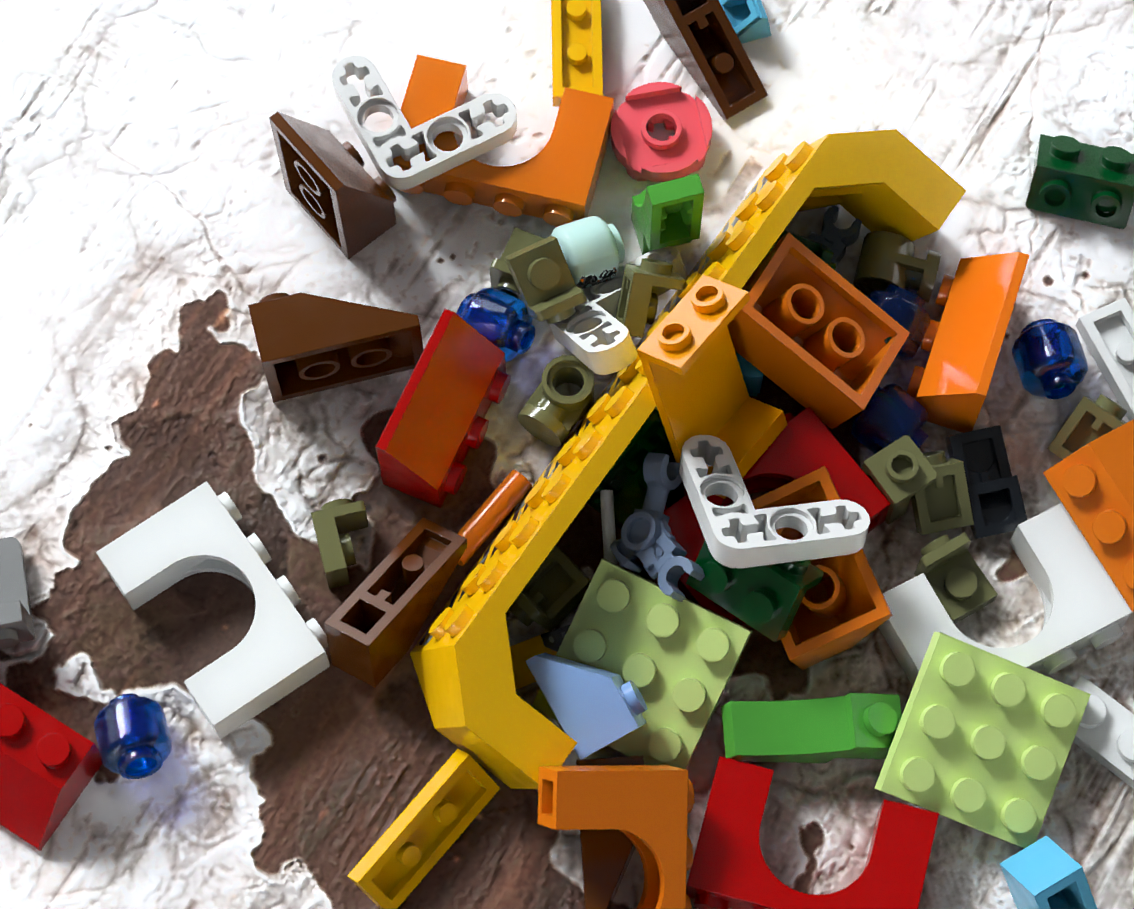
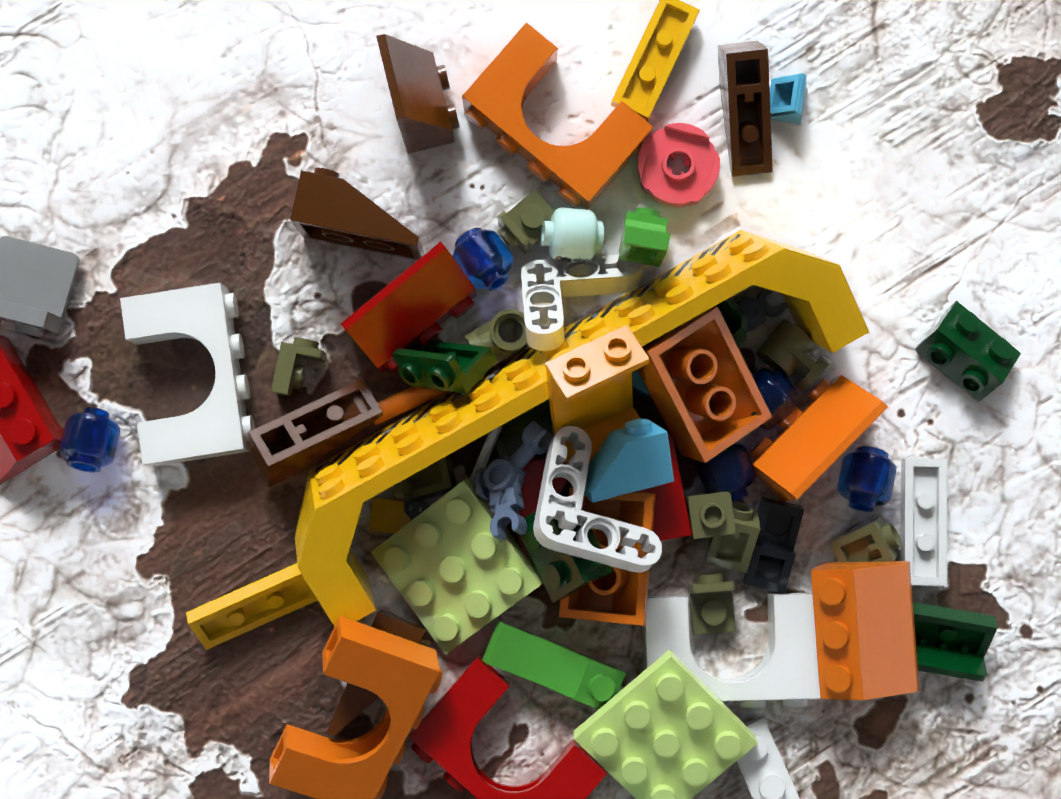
camera: 25 degrees right, 15 degrees up
(405, 141) = (480, 87): white beam -> none
(512, 450) = (445, 366): none -> dark green bracket
(545, 281) = (529, 249): olive bracket -> none
(588, 701) = (403, 576): light blue slope -> none
(636, 301) = (592, 290): olive bracket -> none
(781, 441) = (630, 461): none -> medium azure slope

